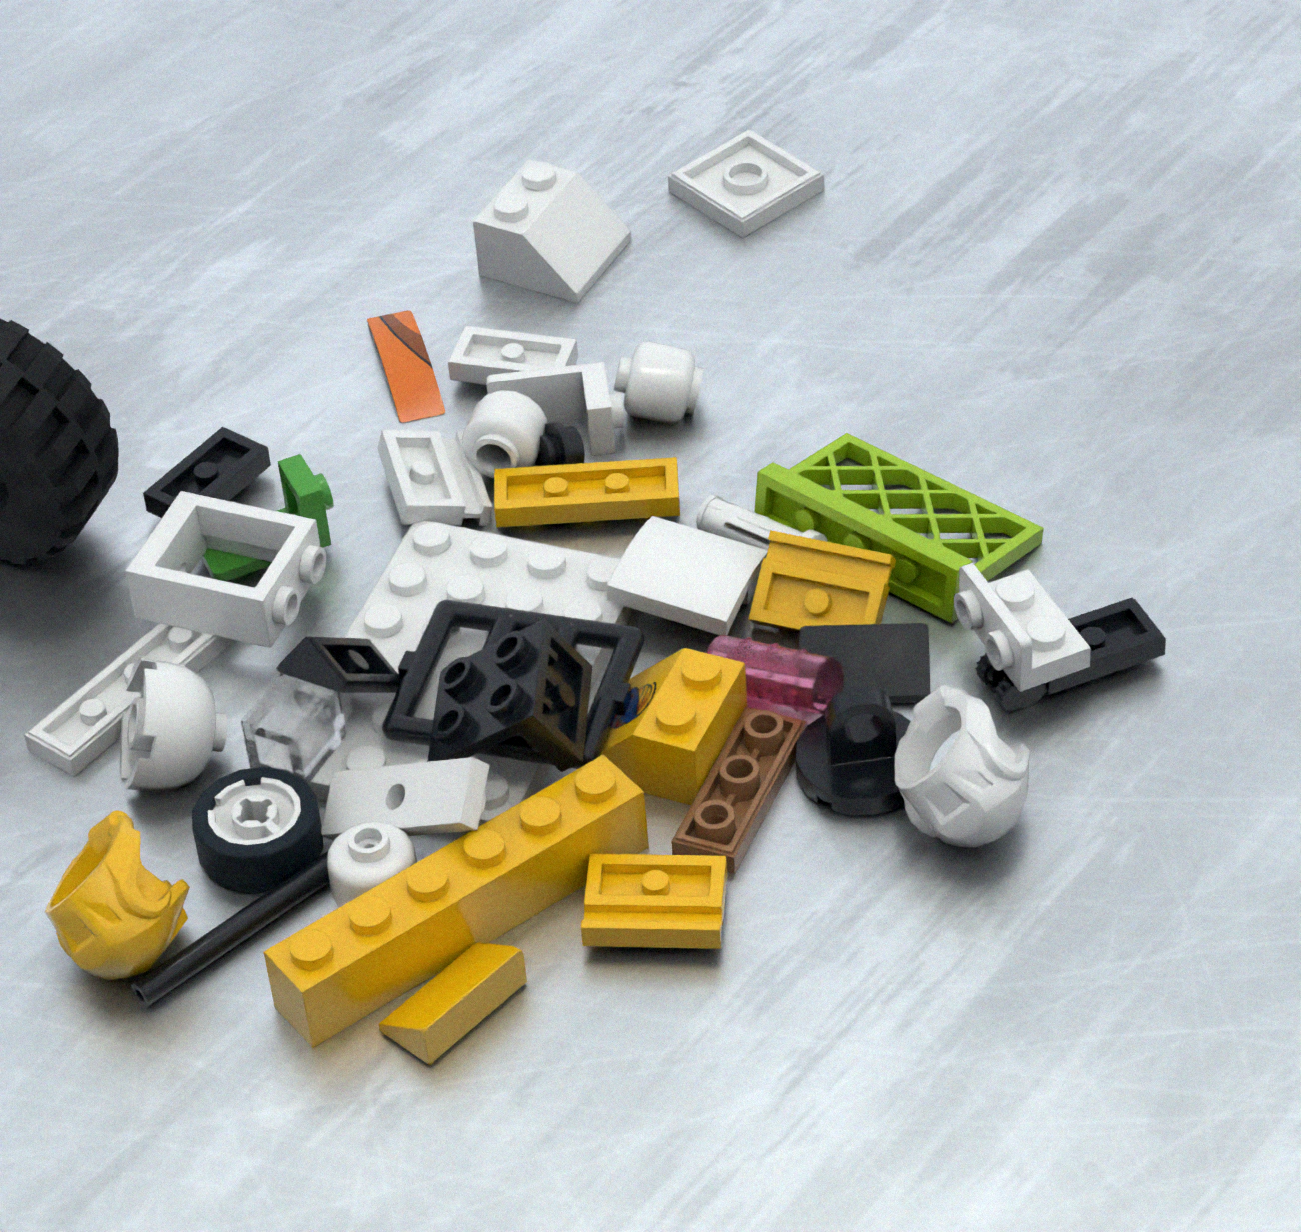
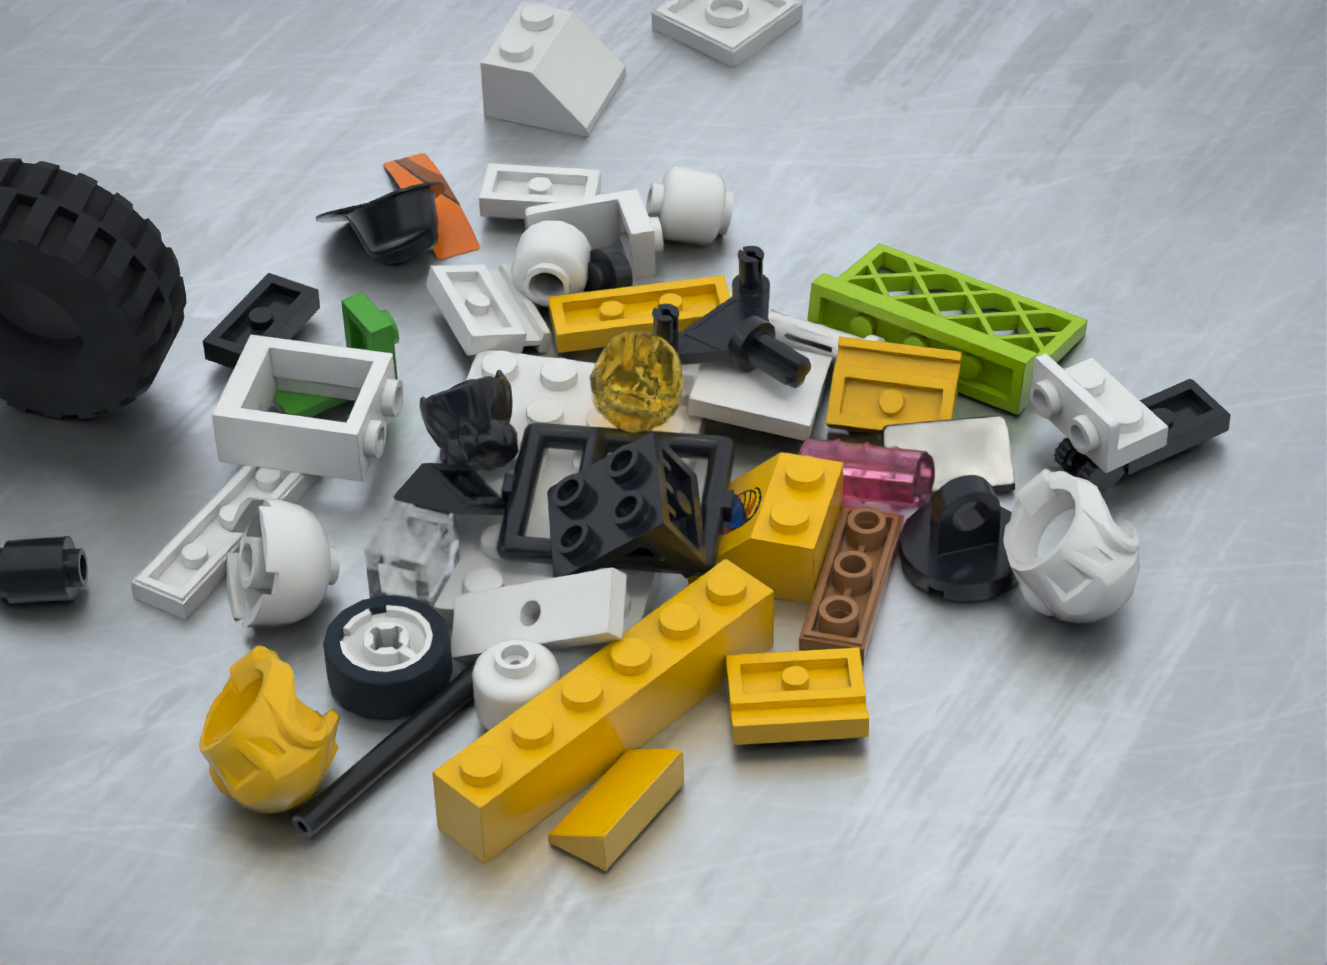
camera: 10 degrees left, 0 degrees up
(360, 382) = (396, 223): none -> black piece
(383, 596) = (473, 423): none -> black hair
(549, 565) = (637, 382): none -> clear yellow hair
(660, 521) = (736, 329): none -> black axle

